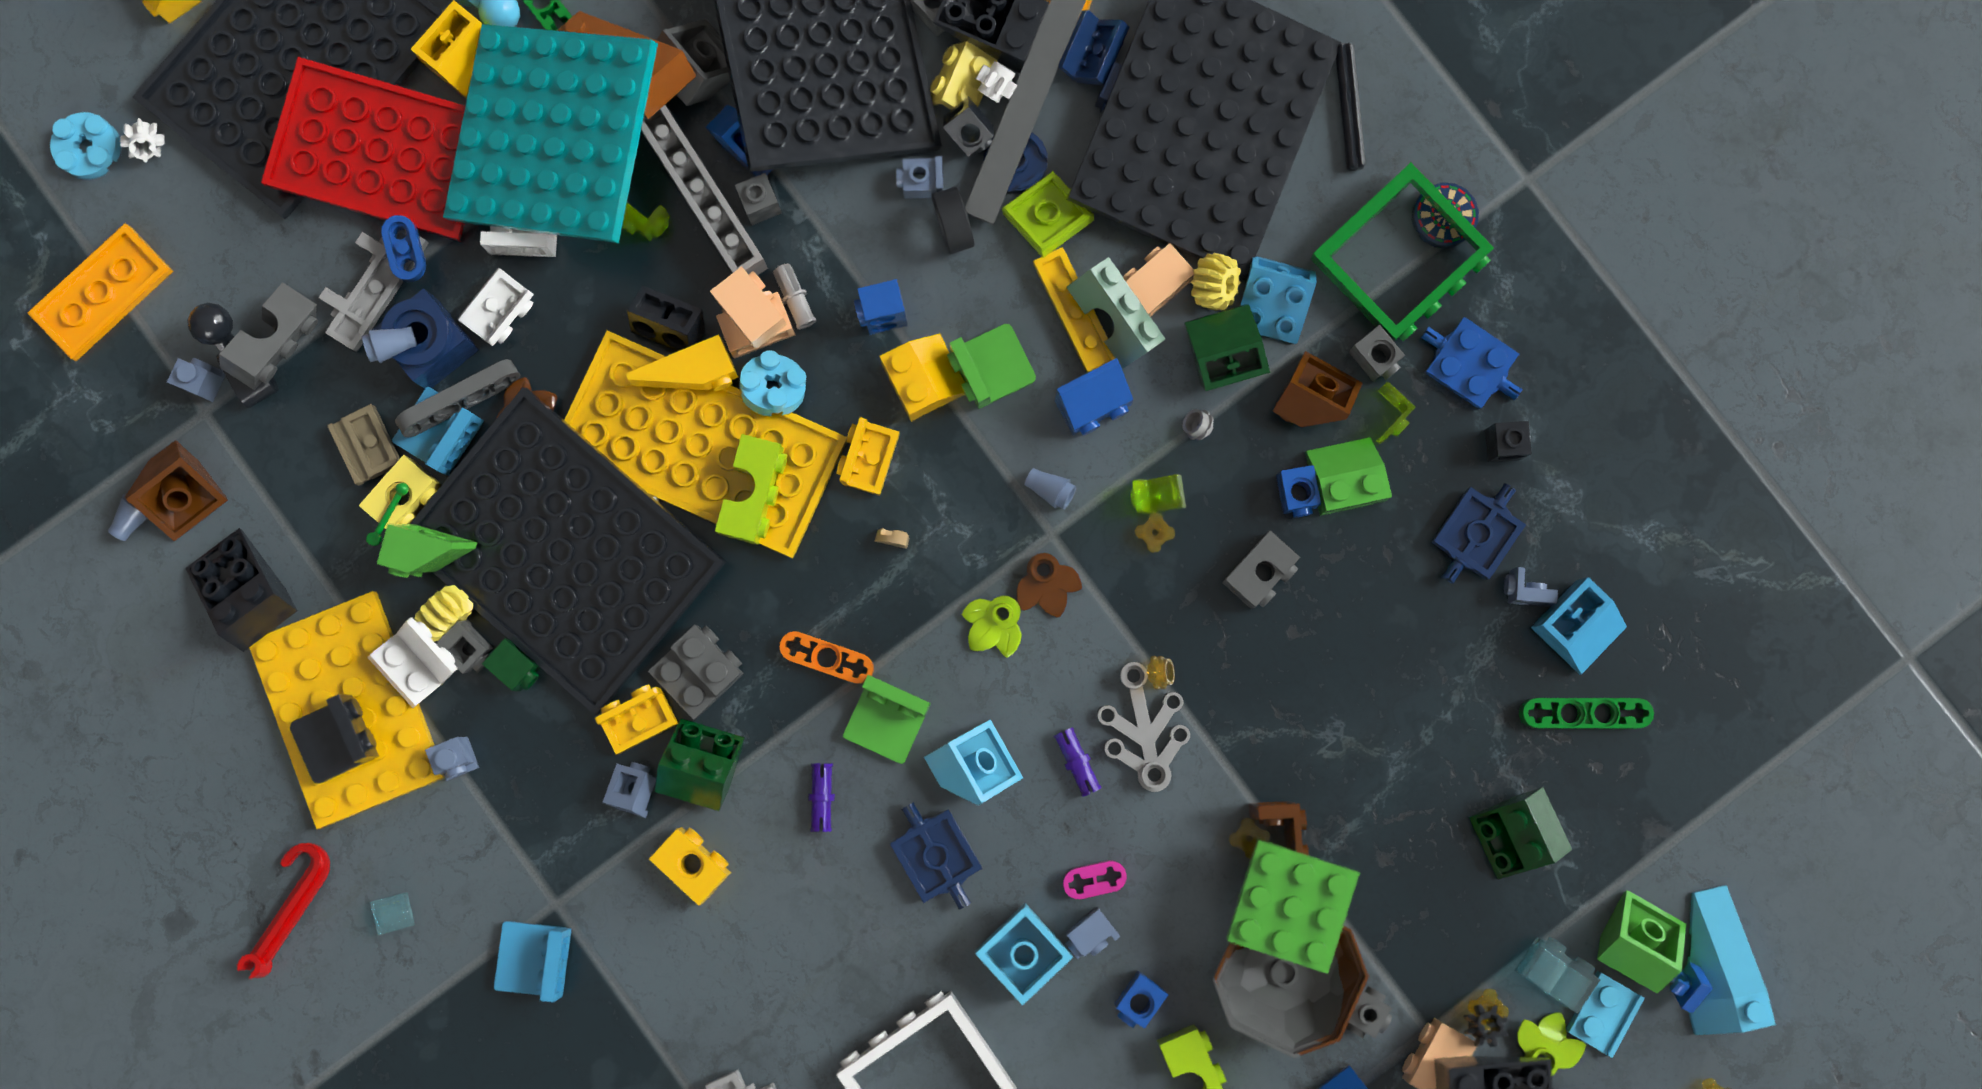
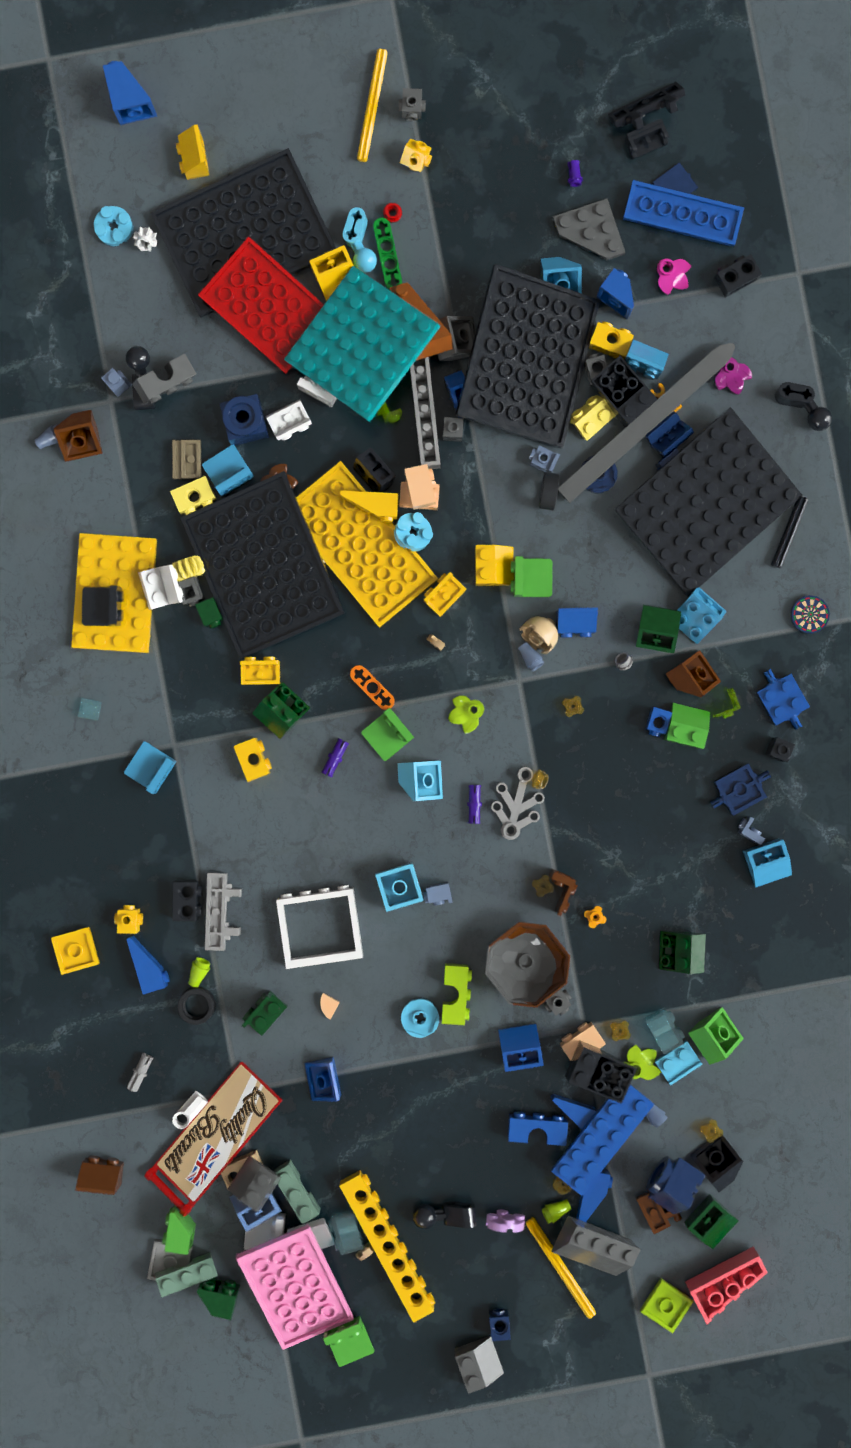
camera: 30 degrees right, 5 degrees up
(100, 292) = (86, 309): light orange tile -> none
(240, 591) = (88, 504): black slope -> none
(291, 910) = (39, 682): red piece -> none
(370, 297) = (217, 386): light grey hinge -> none
(374, 538) = (170, 512): green hinge -> none
(387, 343) = (226, 416): sand blue cone -> none
(403, 250) = (254, 366): blue plate -> none
(418, 549) = (191, 530): bright green slope -> none
(451, 400) = (246, 459): dark grey beam -> none
(452, 758) = (157, 645): sand blue brick -> none
(630, 789) = (234, 704): sand blue brick -> none
(697, 670) = (302, 661): dark grey plate -> none
(747, 518) = (365, 596): lime arch -> none
(794, 296) = (446, 489): light grey axle -> none
(880, 307) = (489, 519): blue brick -> none
(936, 856) = (379, 816): dark blue plate -> none
(965, 114) = (585, 438): black brick -> none
(996, 81) = (608, 428): white gear -> none
(1046, 216) = (599, 511): lime plate -> none
(1047, 444) = (540, 633): none -> tan cylinder
(1047, 590) = (504, 709): reddish brown plate -> none
(1083, 329) = (589, 570): yellow plate -> none
(1095, 888) = (455, 863): dark pink beam -> none
(1133, 327) = (611, 569): sand green arch -> none
(1143, 985) = (455, 939): blue brick -> none
(1158, 494) = (584, 687): clear neon green bracket -> none
(1159, 278) = (639, 575): light nougat brick -> none
(1215, 281) = (670, 591): light yellow gear -> none
(1243, 578) = (626, 745): dark grey brick -> none
(1292, 906) = (546, 929): bright green plate -> none
(1353, 836) = (596, 911): none -> light orange plate
(1378, 340) = (736, 662): dark grey brick -> none
(1430, 304) = (776, 658): green window -> none
(1493, 1021) = (619, 1038): black gear -> none
(1586, 716) = (748, 907): green beam -> none
(1690, 987) = (727, 1069): blue tile -> none
(1723, 952) = (748, 1073): medium azure wedge -> none

